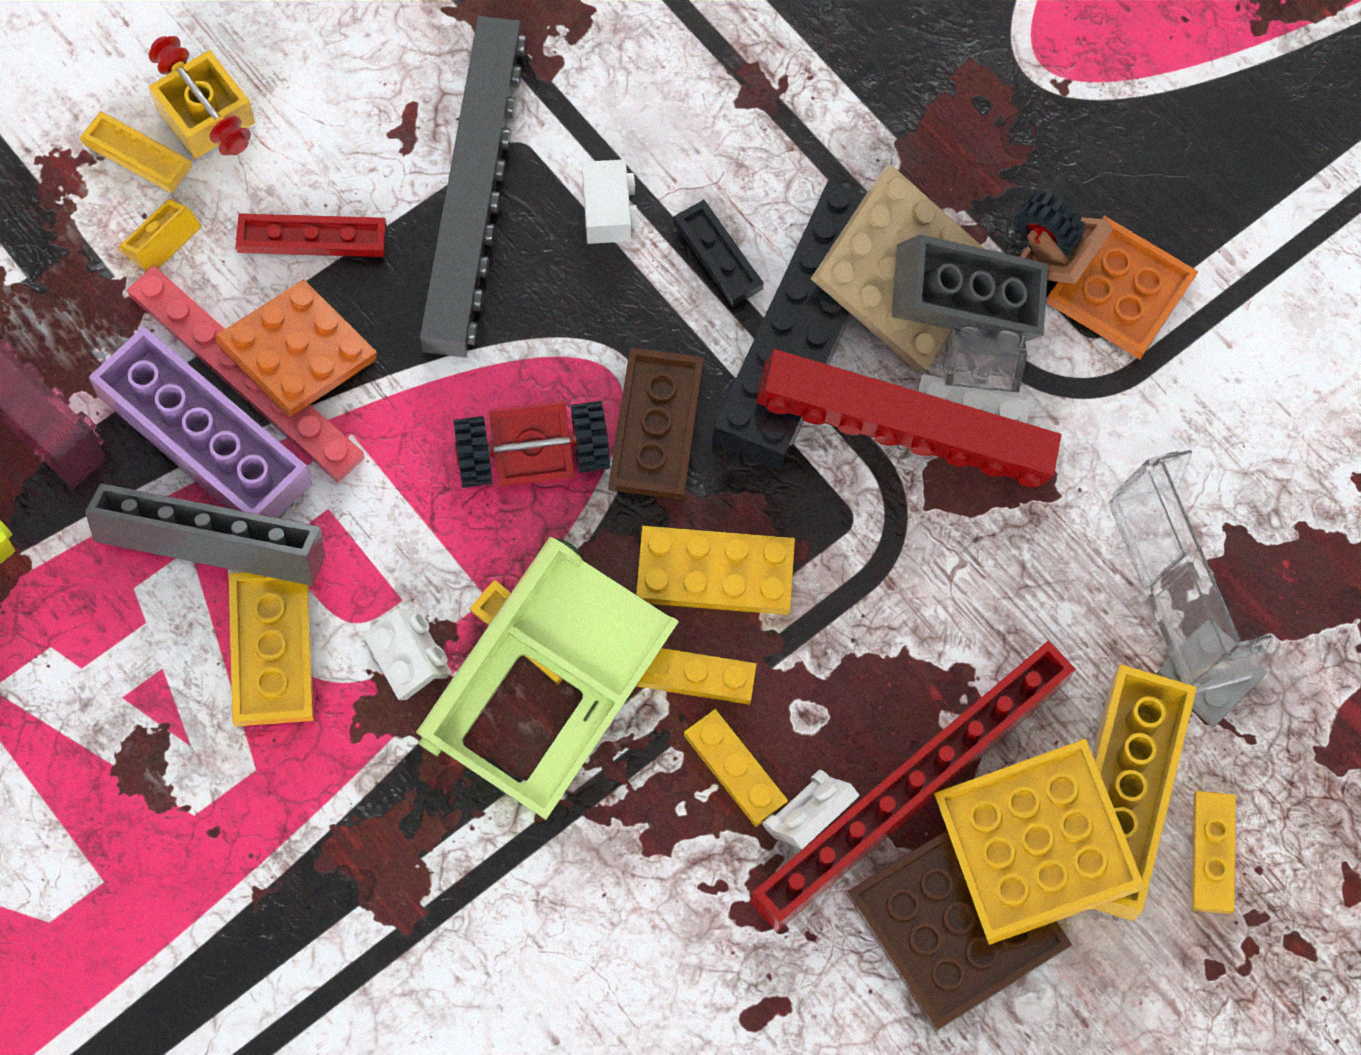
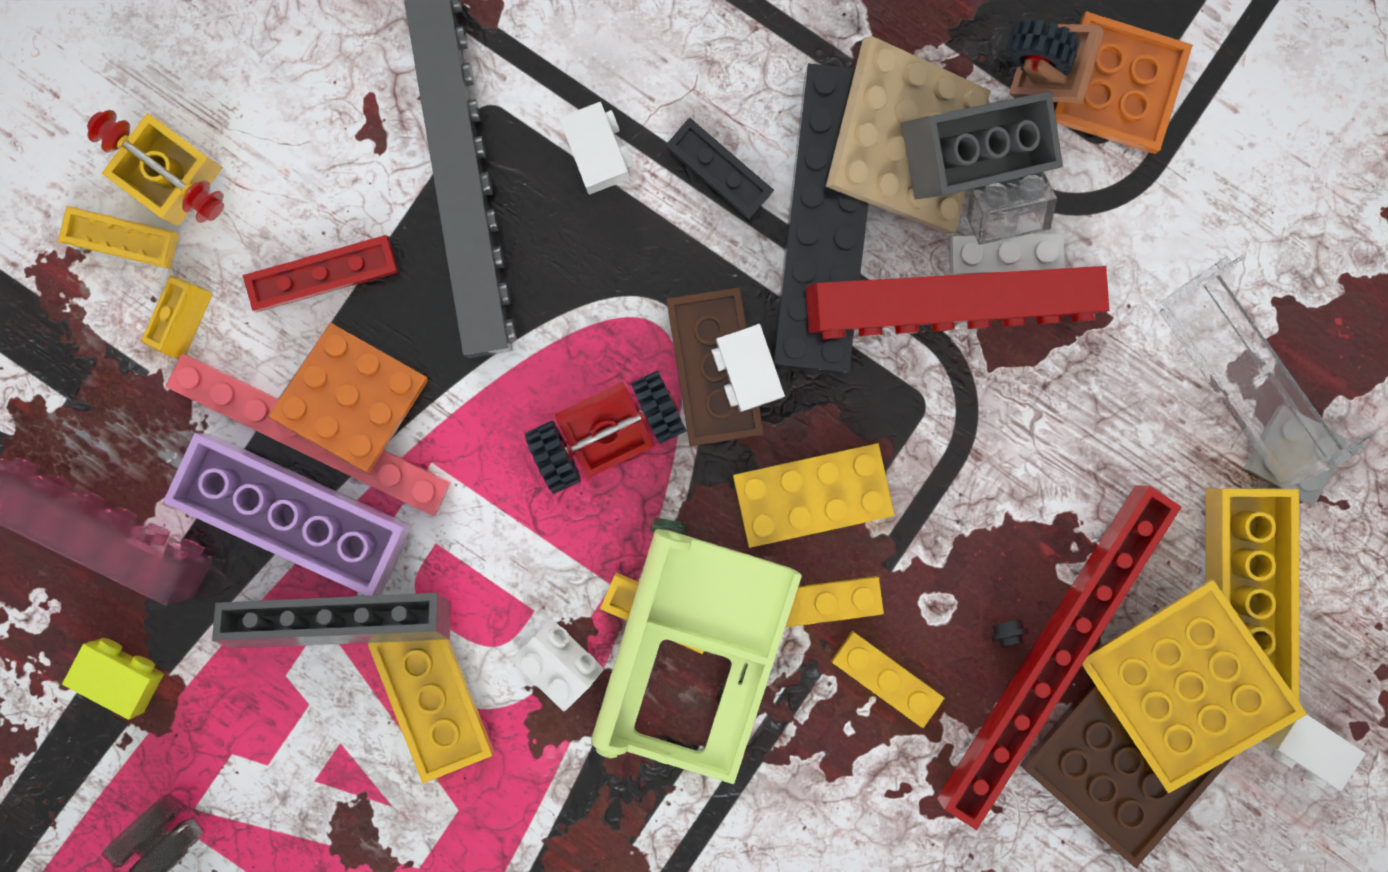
camera: 10 degrees left, 20 degrees up
(688, 425) = (748, 368): none -> white brick
(811, 810) = (978, 712): white plate -> none
(872, 755) = (1009, 633): none -> black plate
(1156, 963) = (1317, 750): none -> white brick
(1213, 852) = (1337, 625): yellow plate -> none

